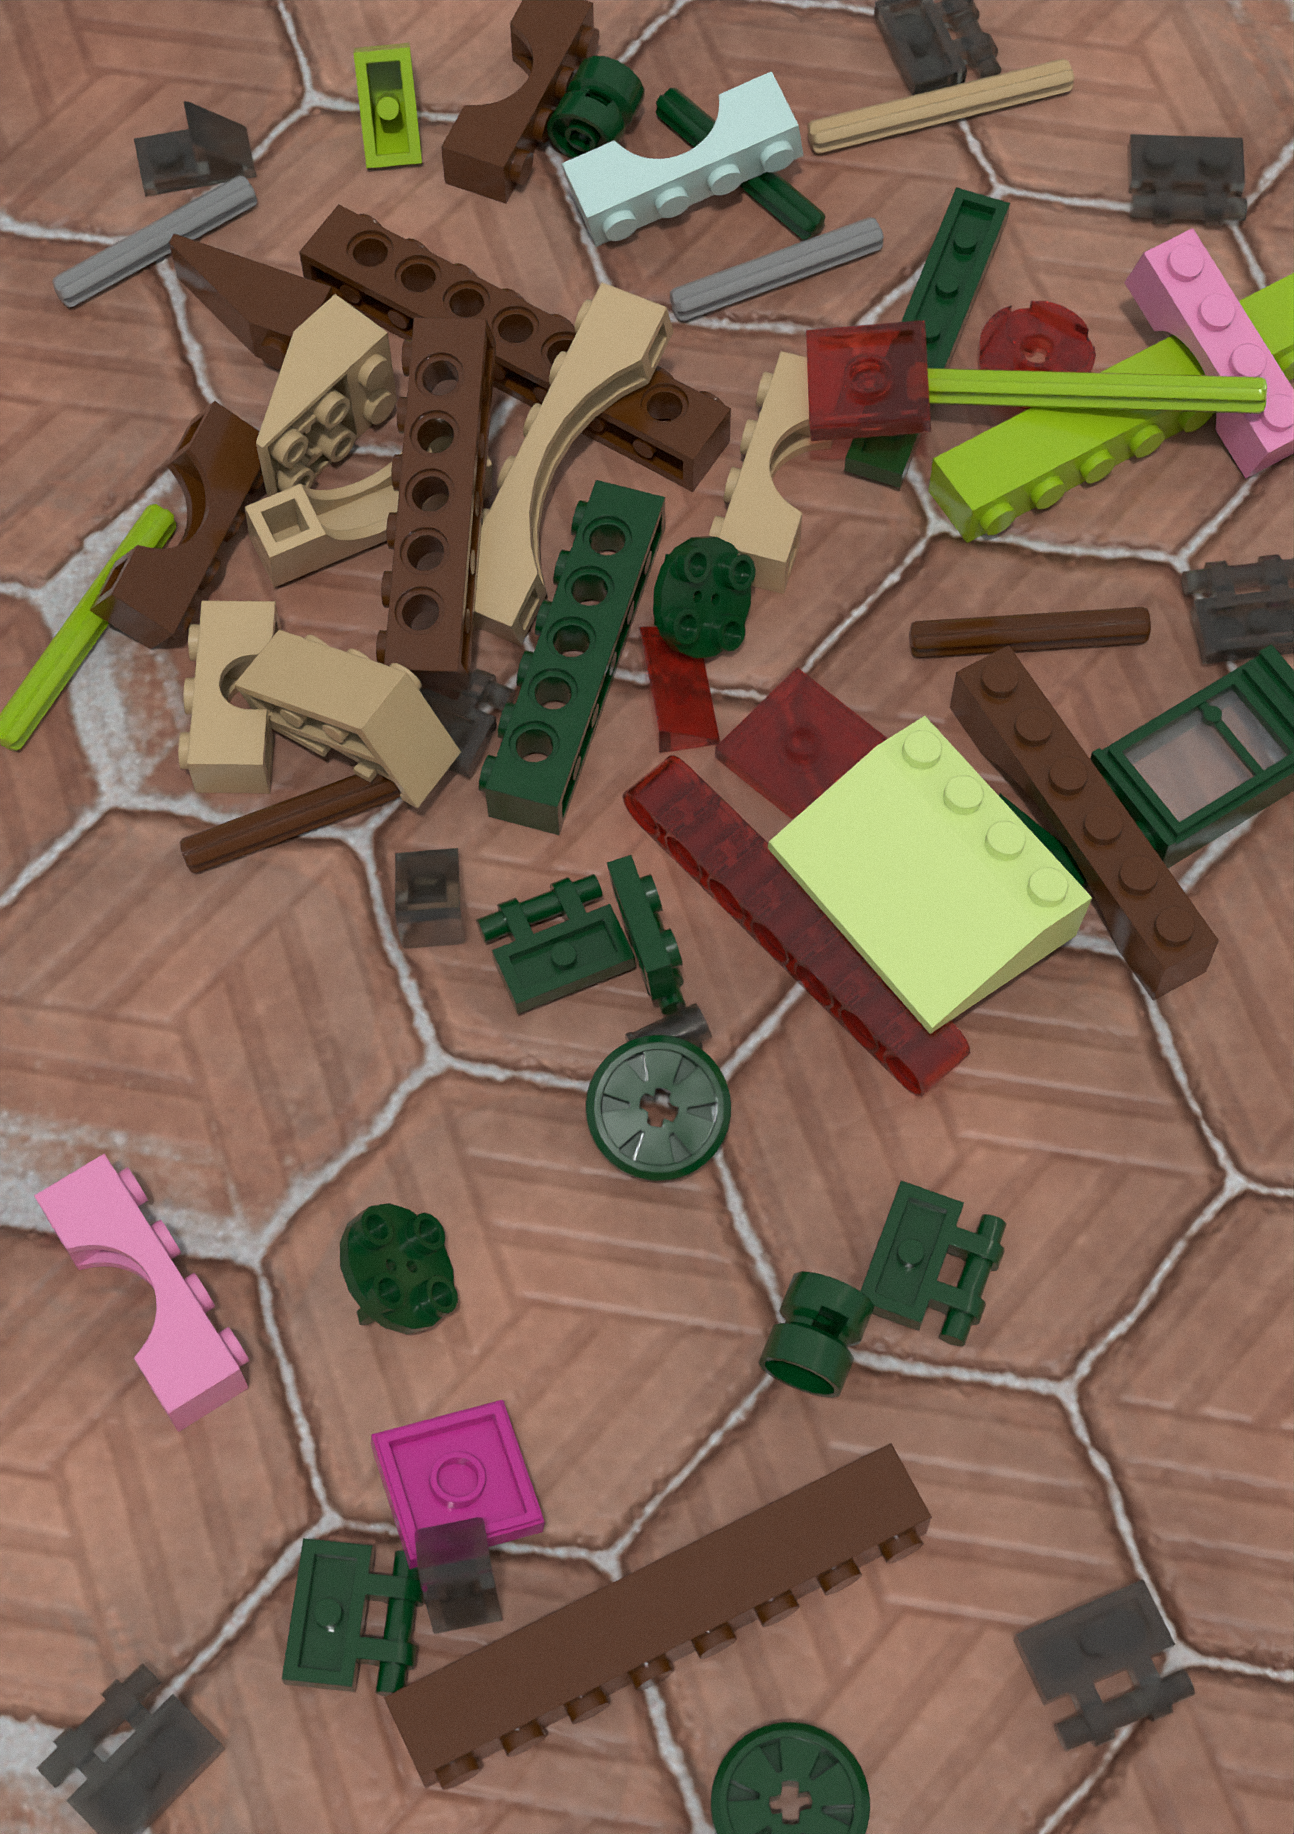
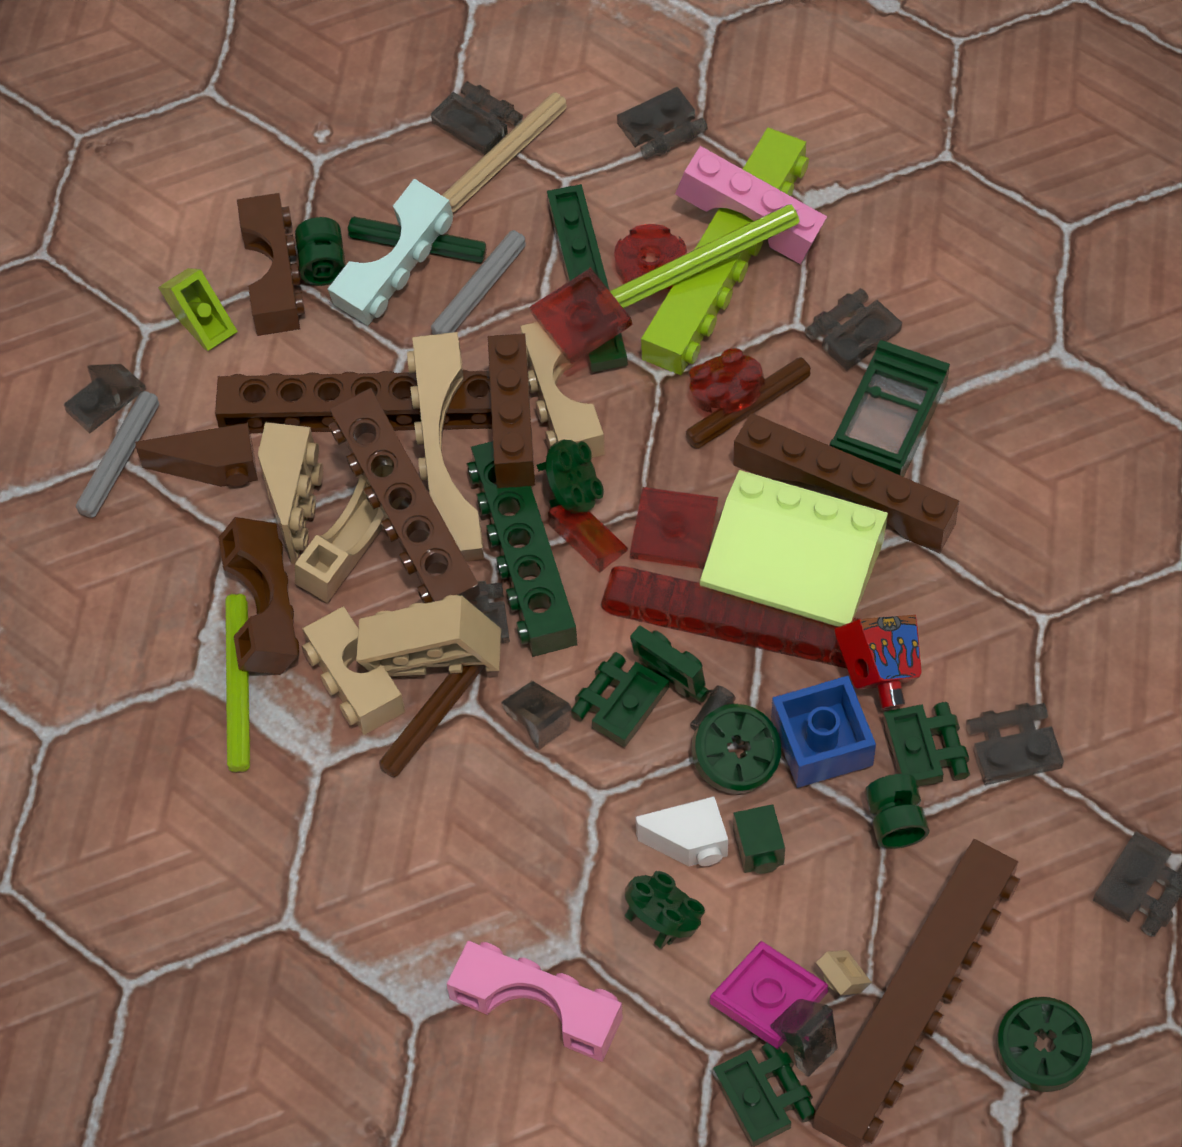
camera: 30 degrees left, 5 degrees down
(511, 1185) = (686, 832): none -> white slope
(579, 1518) = (843, 973): none -> tan plate
(598, 1255) = (759, 839): none -> dark green brick
(646, 493) = (511, 411): none -> reddish brown arch
(790, 1156) = (823, 731): none -> blue brick
(950, 1098) = (882, 655): none -> torso
(990, 570) = (710, 379): none -> clear red plate
(1057, 1358) = (1015, 754): none -> clear smoke plate

